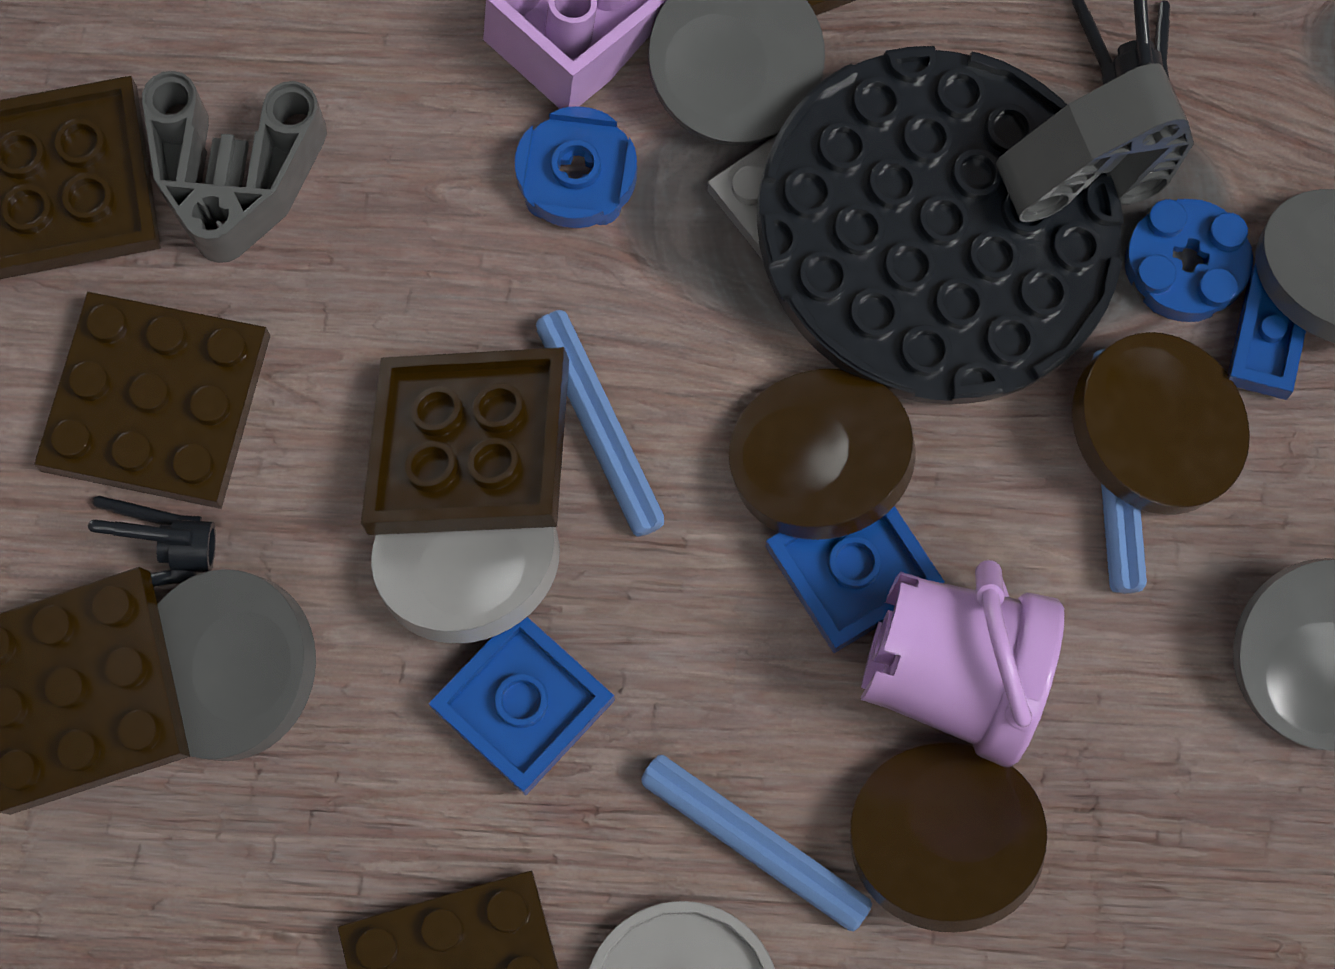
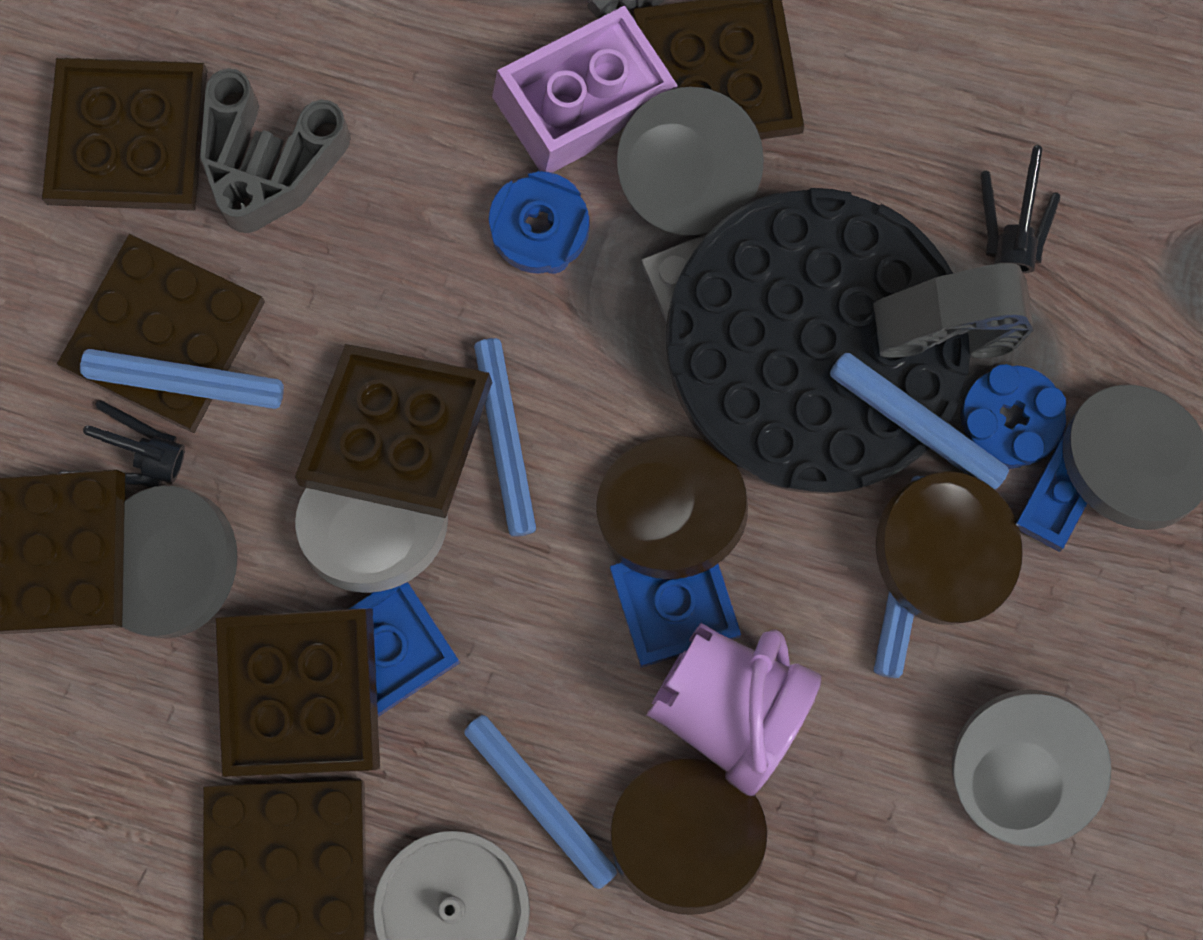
camera: 15 degrees right, 5 degrees up
(193, 441) = (182, 378): none -> medium blue axle
(427, 781) = (297, 693): none -> dark brown plate
(1082, 284) = (918, 420): none -> medium blue axle

